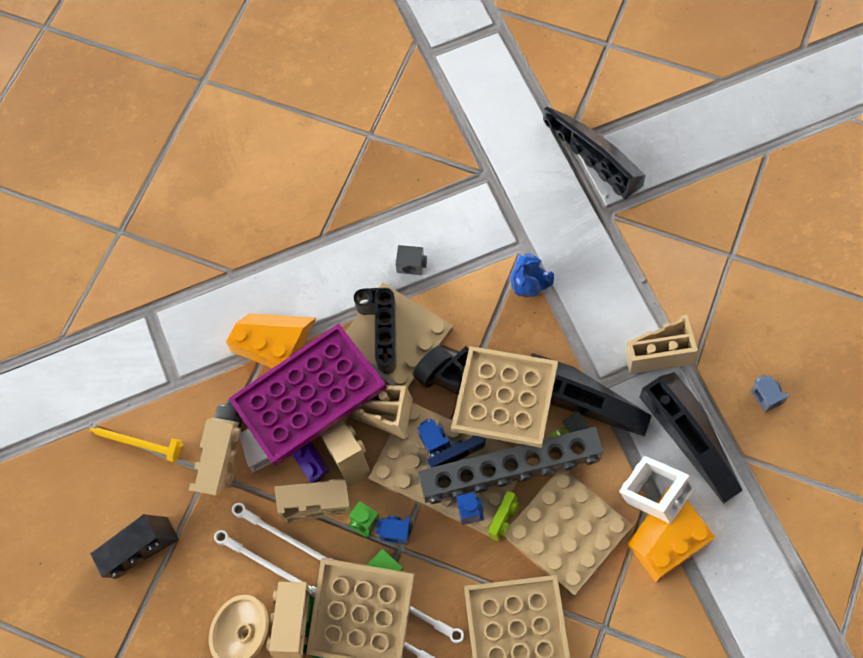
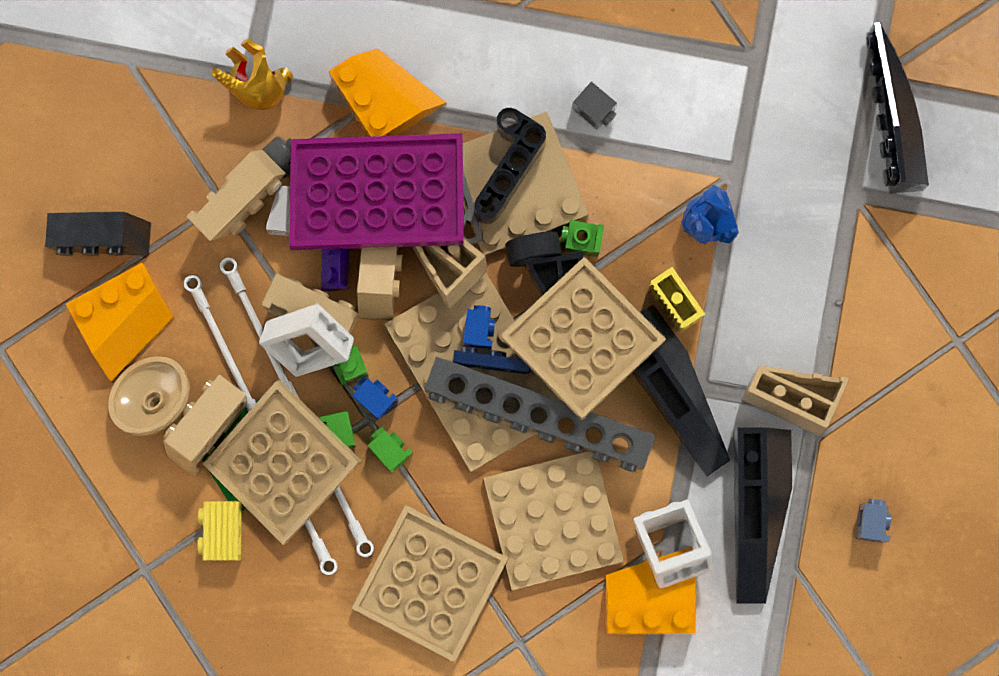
camera: 25 degrees right, 15 degrees up
(172, 452) = (197, 155): yellow piece -> none
(185, 591) = (121, 318): none -> light orange wedge
(189, 377) = (263, 88): none -> pearl gold piece
(329, 500) = (313, 320): none -> white window
(427, 557) = (389, 449): none -> bright green brick
(465, 334) = (590, 246): none -> bright green brick
(470, 508) = (465, 431): blue brick -> none
(500, 525) = (487, 466): lime plate -> none
(545, 339) = (676, 300): none -> light yellow brick
(572, 423) = (638, 416): pearl dark grey piece -> none

